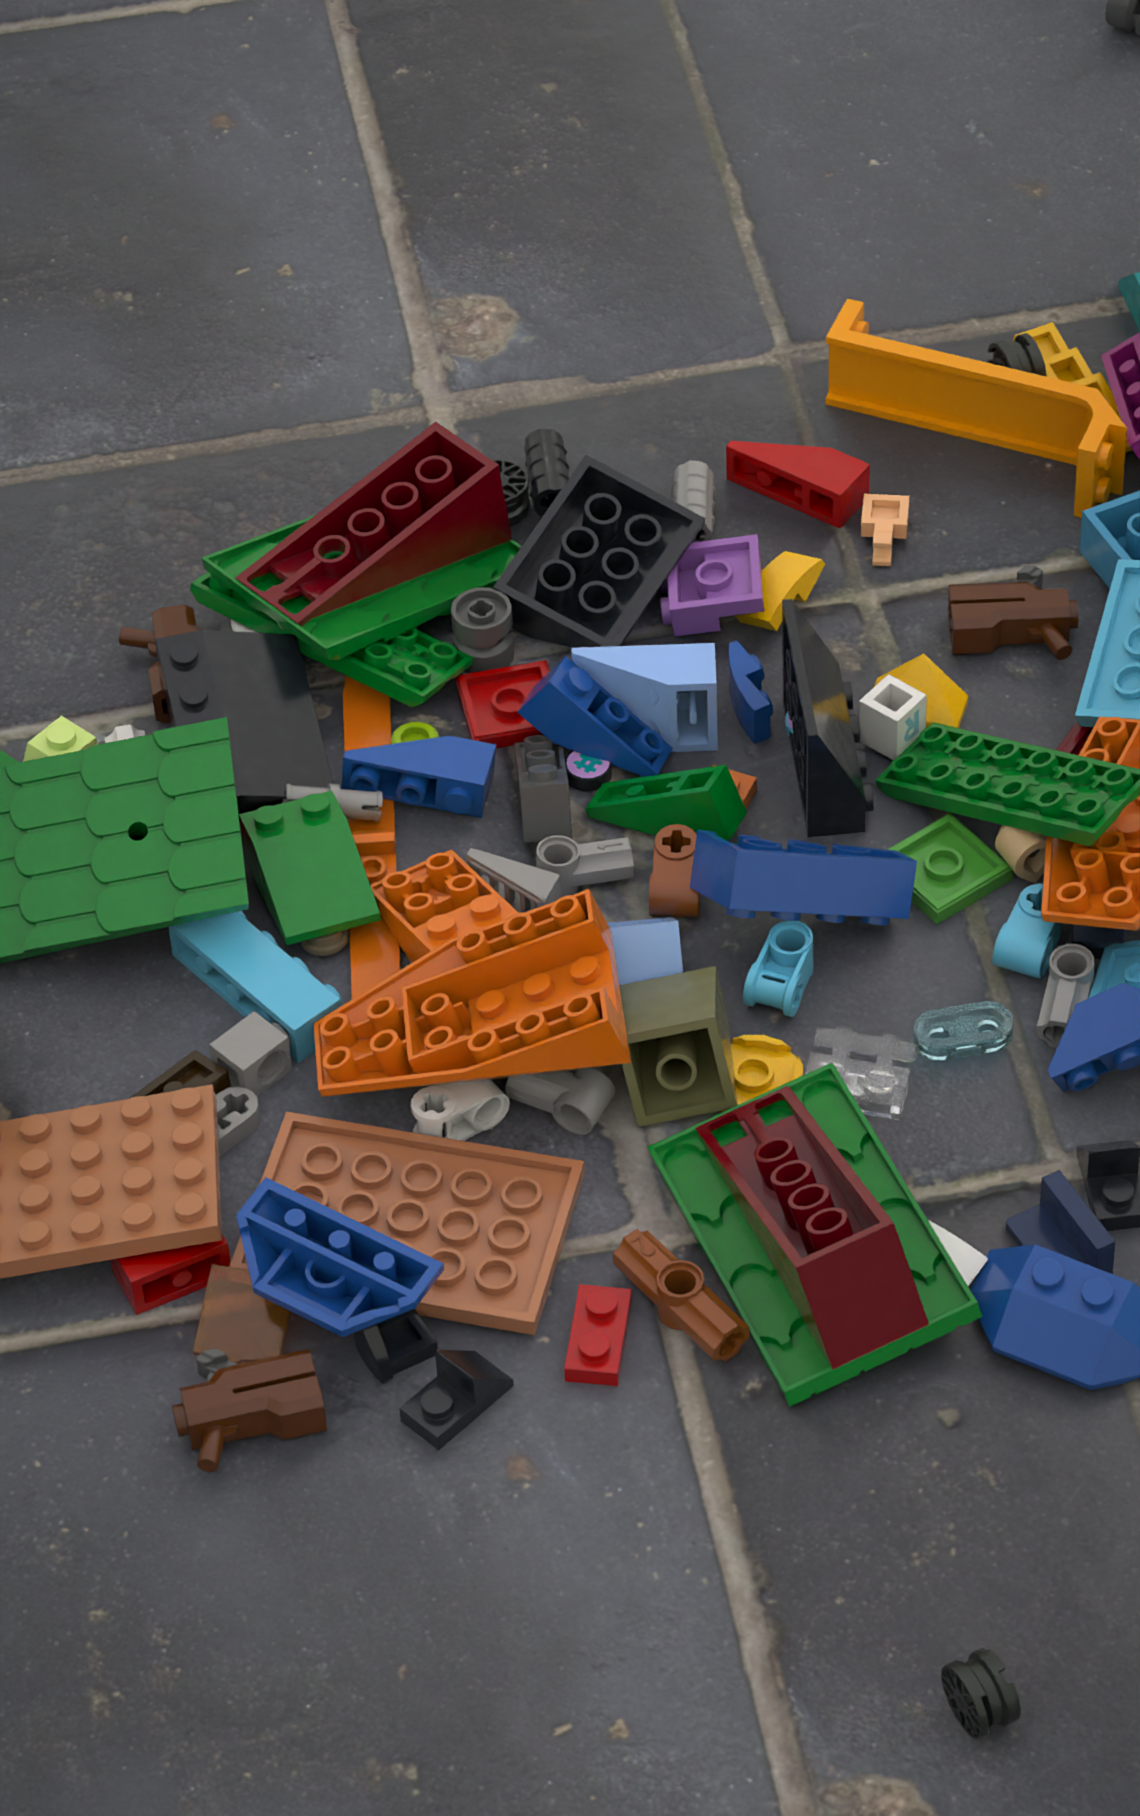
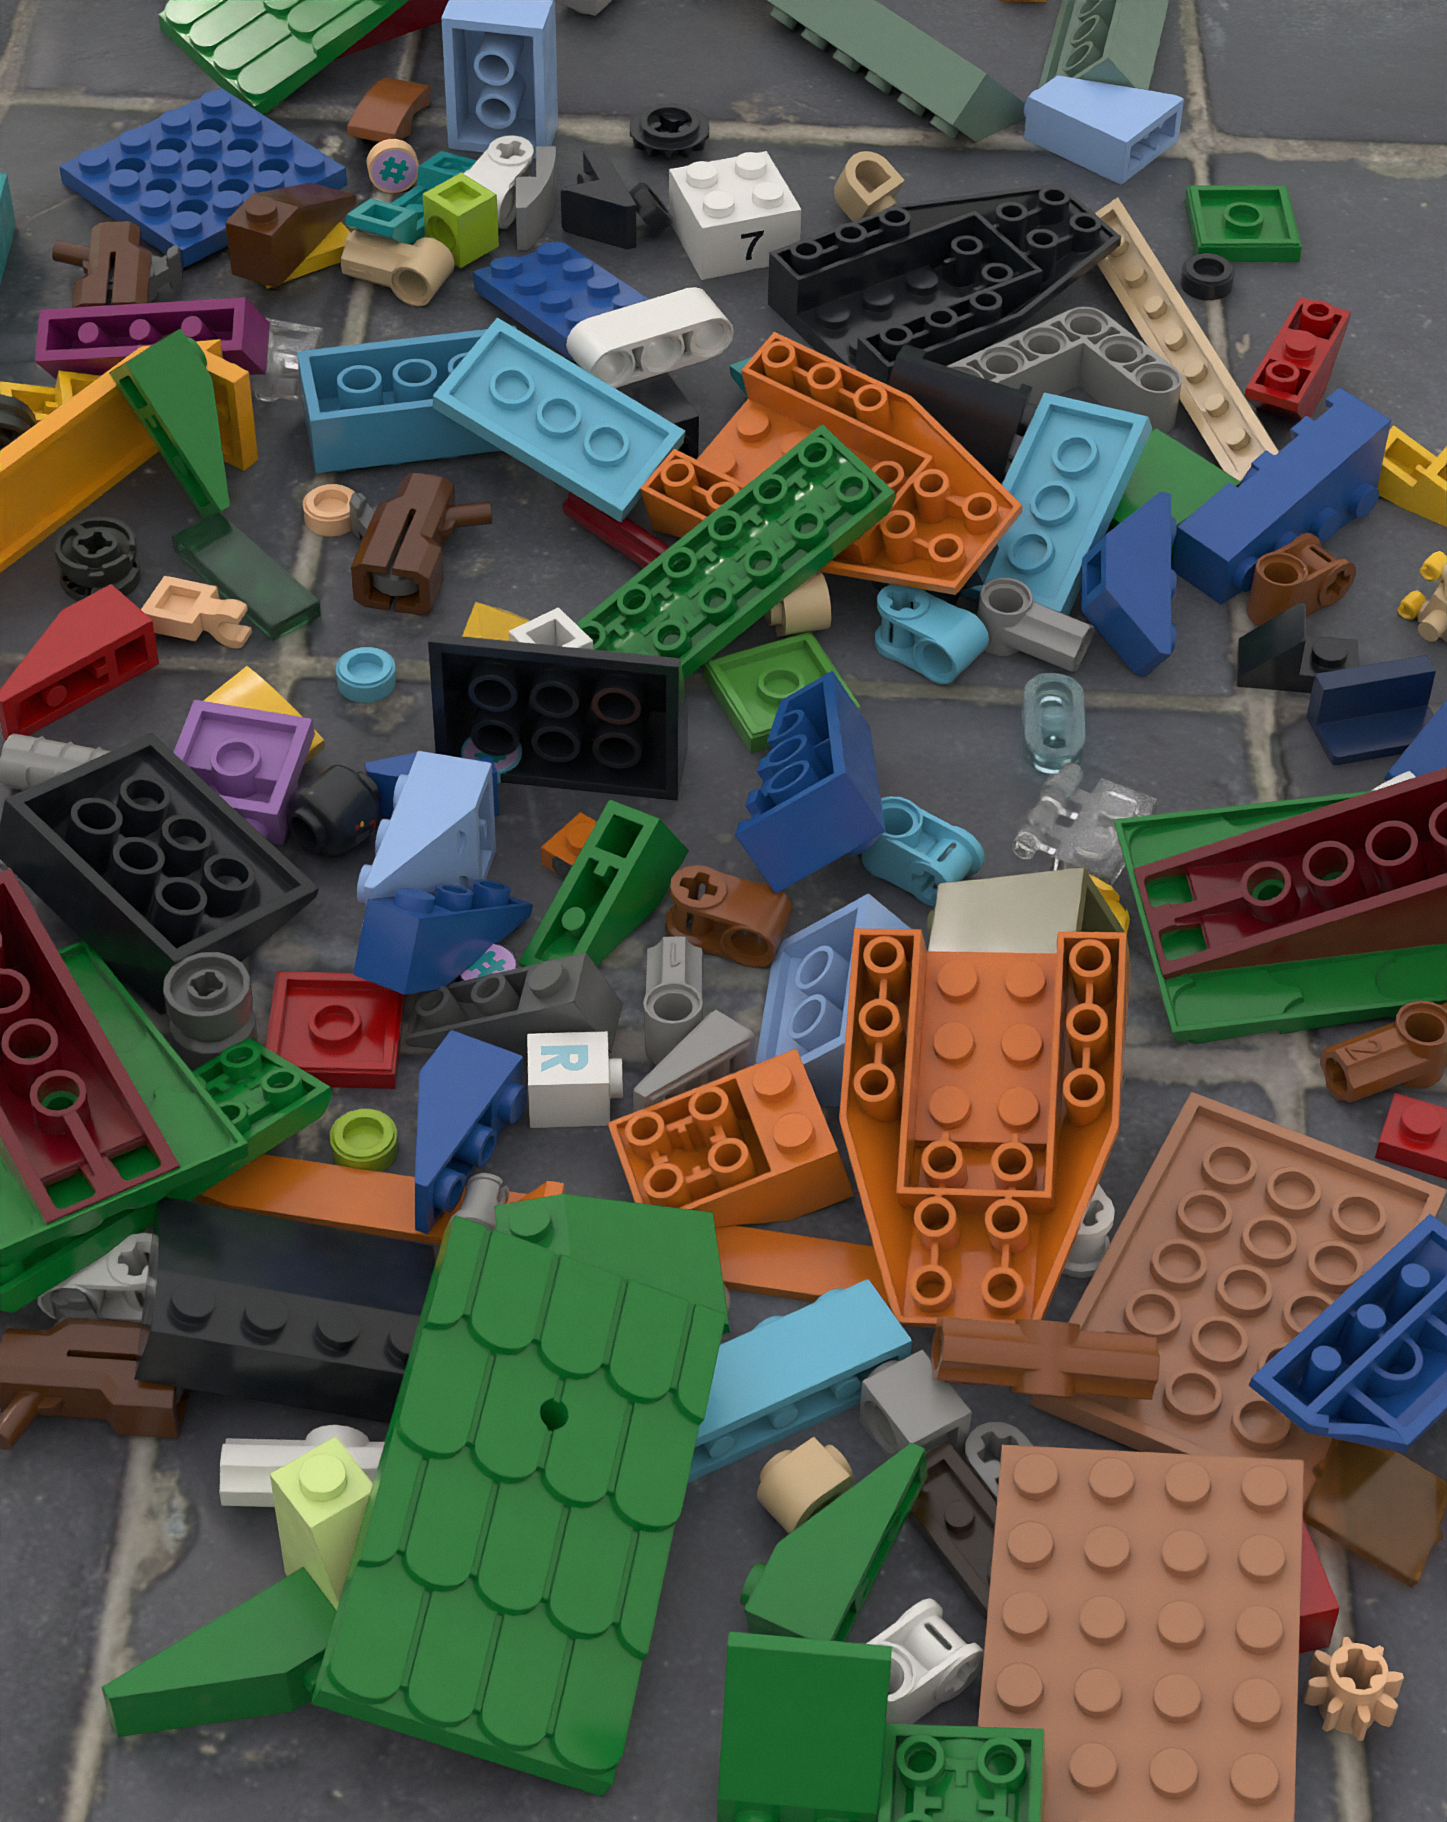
camera: 80 degrees left, 0 degrees up
(50, 1081) = (926, 1662): none -> white piece
(89, 1314) = (1353, 1688): none -> light nougat gear
(113, 1029) = (834, 1558): none -> green slope
(178, 1016) = (803, 1482): none -> tan plate
(287, 1094) = (1045, 1358): none -> dark orange piece
(491, 821) = (571, 1079): none -> white brick
(700, 628) = (334, 811): none -> black head
(865, 635) = (366, 674): none -> medium azure tile
(919, 457) = (96, 555): none -> pearl dark grey wheel
(944, 544) = (246, 574): none -> clear green tile
(1044, 431) = (178, 410): none -> green slope
(1051, 565) = (328, 510): none -> light nougat tile

